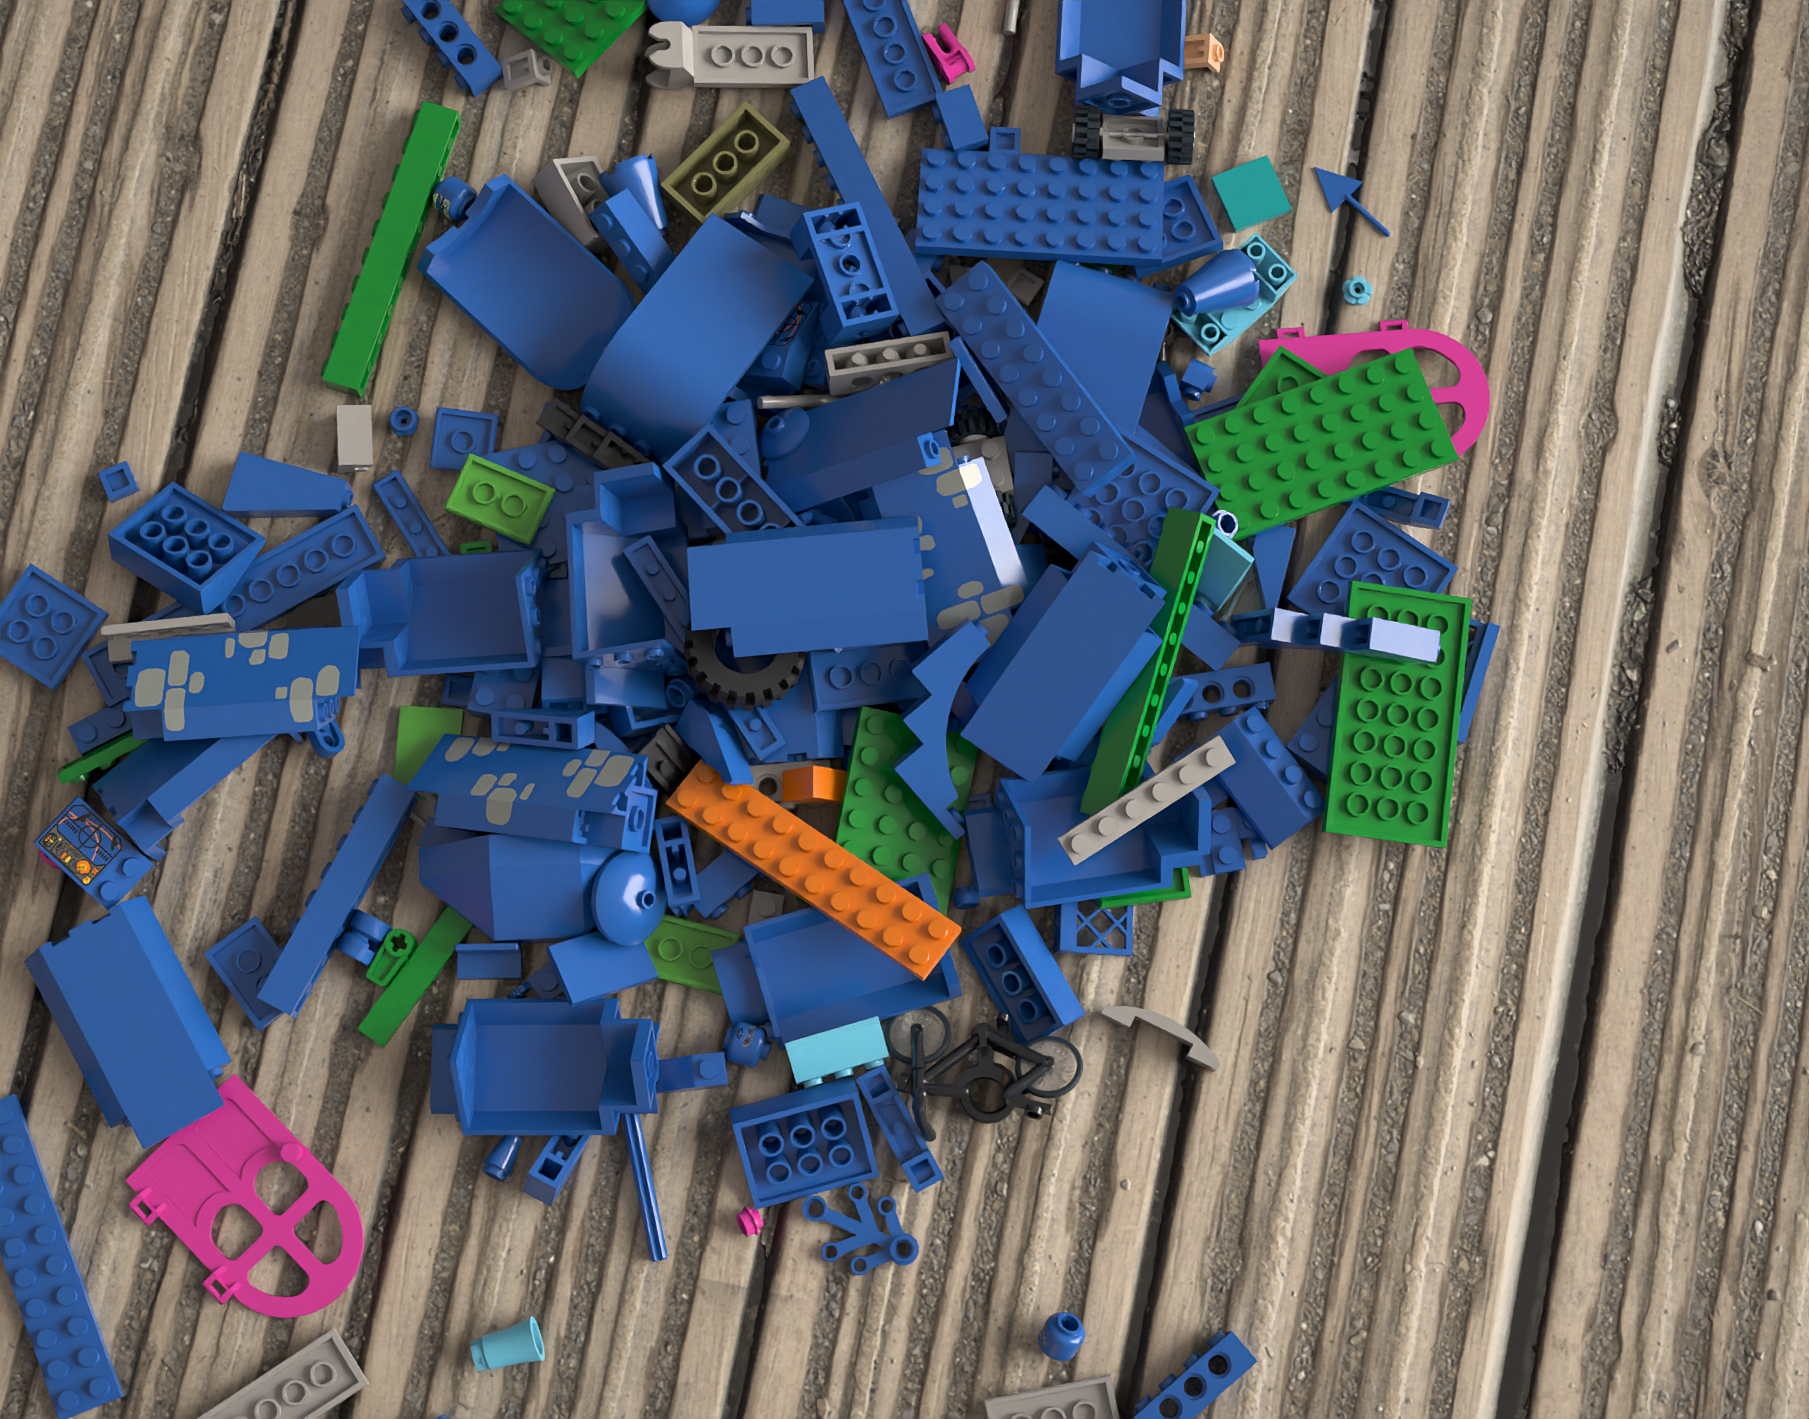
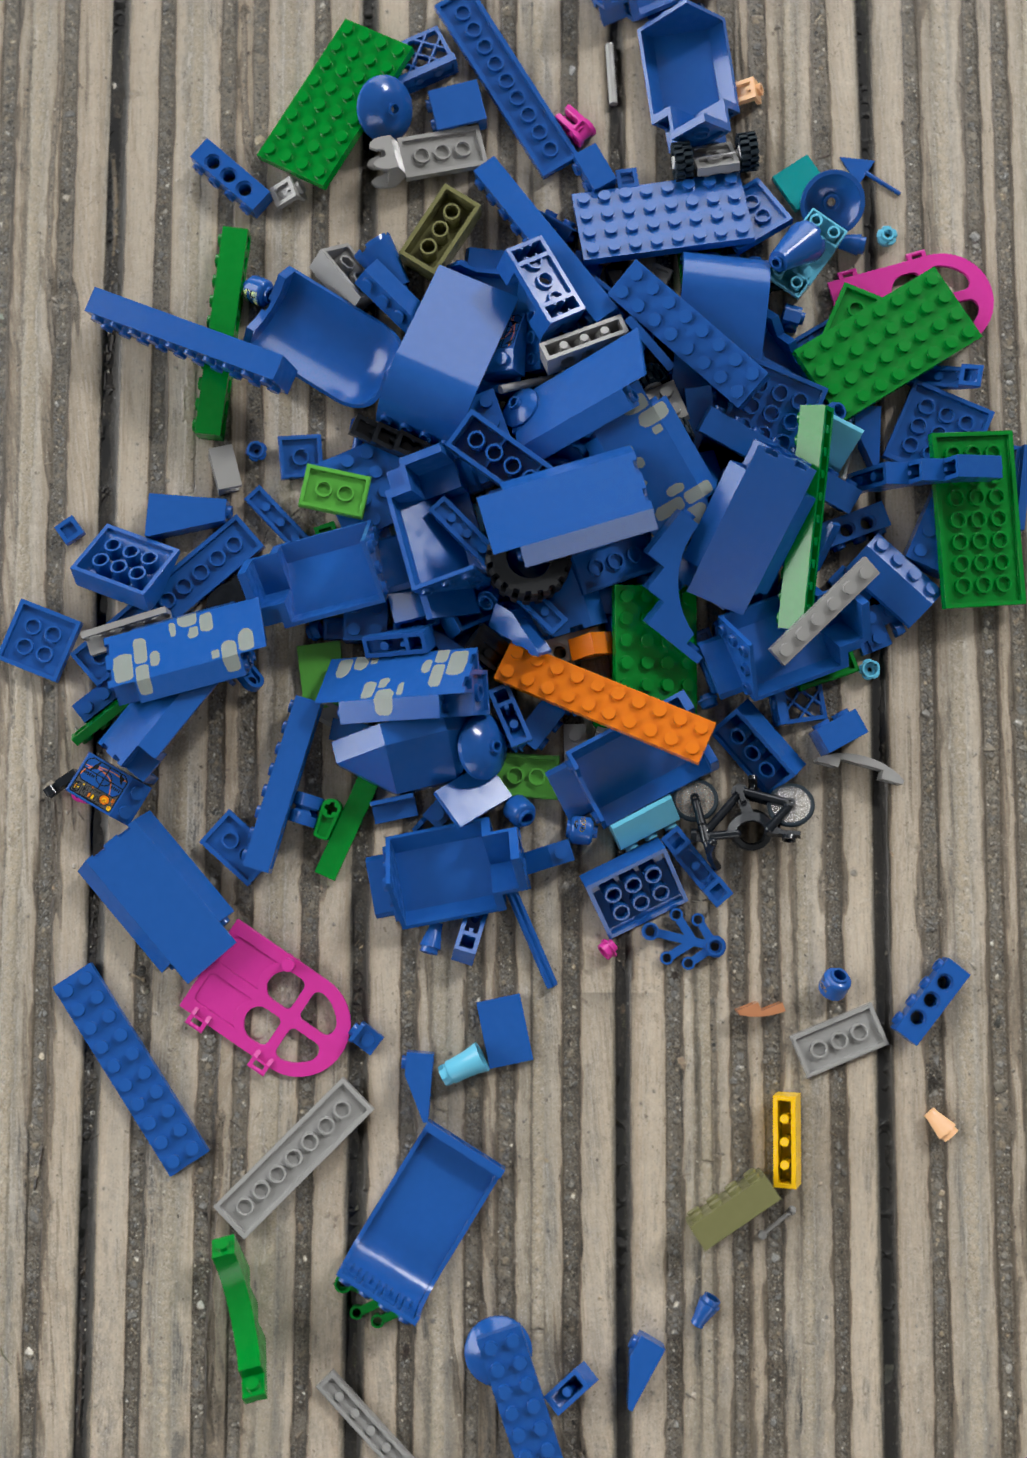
camera: 10 degrees left, 5 degrees up
(27, 834) = (60, 784): none -> black plate
(344, 253) = (191, 341): none -> blue brick
(378, 1278) = (365, 1037): none -> blue bracket
(431, 688) = (314, 630): none -> blue plate
(442, 1350) = (419, 1075): none -> blue slope
(578, 1309) = (504, 1031): none -> blue tile
(664, 999) = (519, 811): none -> blue head
(902, 194) = (564, 229): none -> blue hinge
(939, 1351) = (753, 1009): none -> nougat slope
(1138, 977) = (835, 734): none -> blue brick
(1209, 890) = (875, 669): none -> medium azure plate
(1294, 205) = (843, 188): none -> blue dish
(1306, 293) = (853, 244): none -> blue cone

